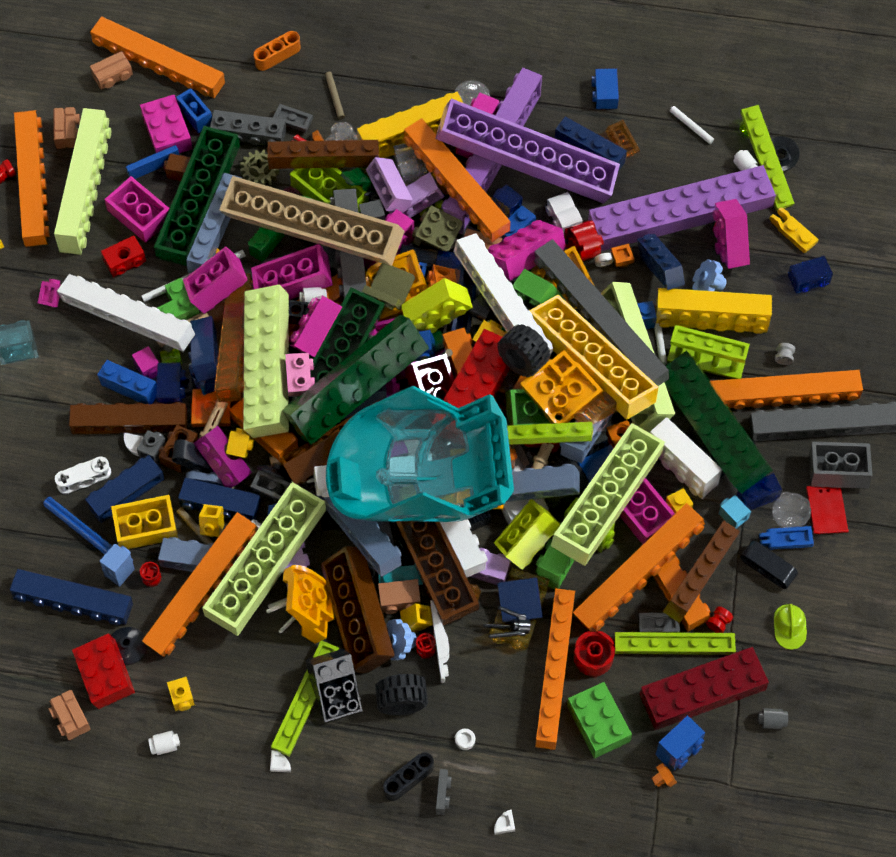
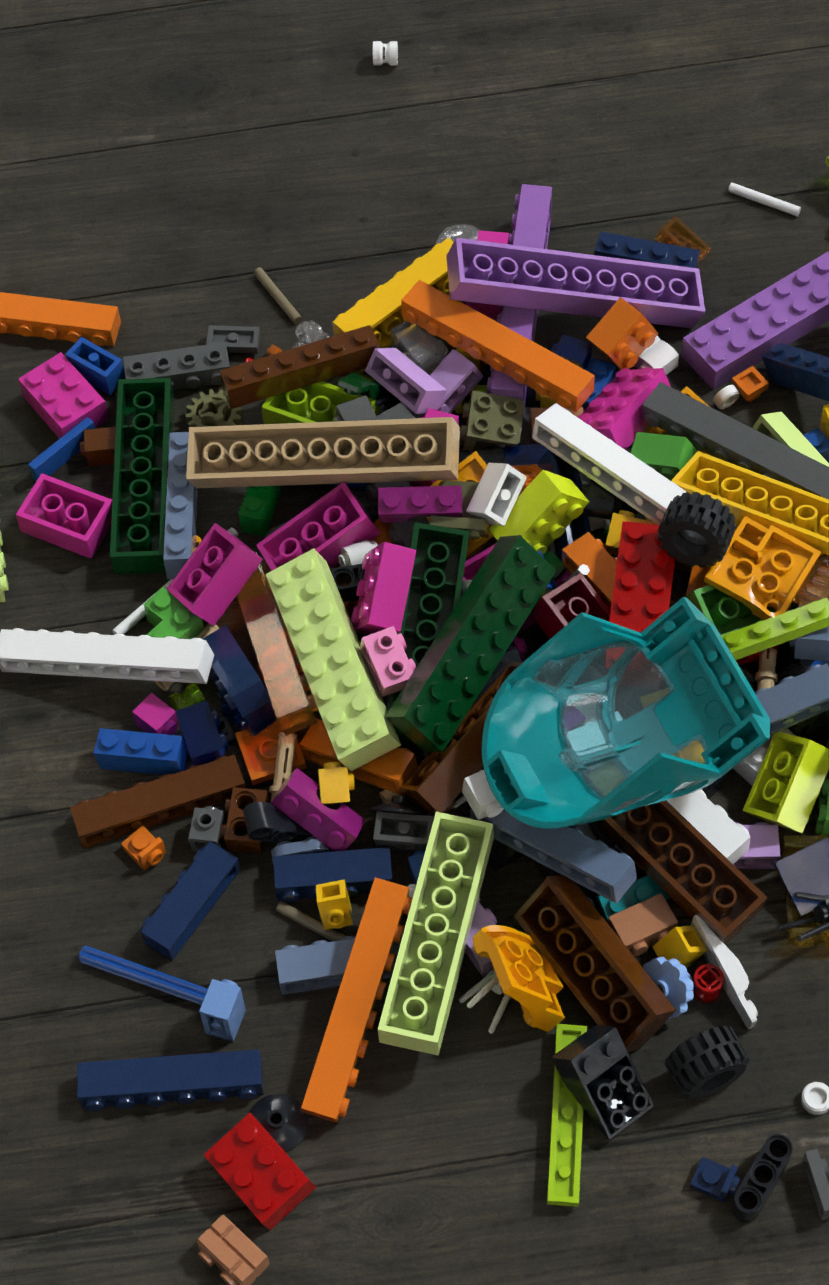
camera: 15 degrees left, 5 degrees down
(83, 475) = (122, 900): white piece -> none
(109, 445) = (144, 848): none -> orange bracket
(114, 253) = (71, 571): red brick -> none
(132, 442) = (177, 833): white tile -> none
(144, 522) = (238, 937): yellow brick -> none
(150, 569) = (275, 1003): red wheel -> none
(164, 743) = (388, 1247): white brick -> none
(181, 694) = (385, 1167): yellow brick -> none
(268, 56) = (178, 260): orange beam -> none
(279, 762) = (566, 1220): white tile -> none
(360, 273) = (402, 503): none -> magenta arch
(379, 767) = (715, 1179): none -> dark blue bracket
(411, 284) = (496, 493): none -> white brick
(545, 197) = (622, 335): none -> orange brick
(584, 239) = (696, 373): red brick -> none
(606, 89) = (635, 185): blue brick -> none

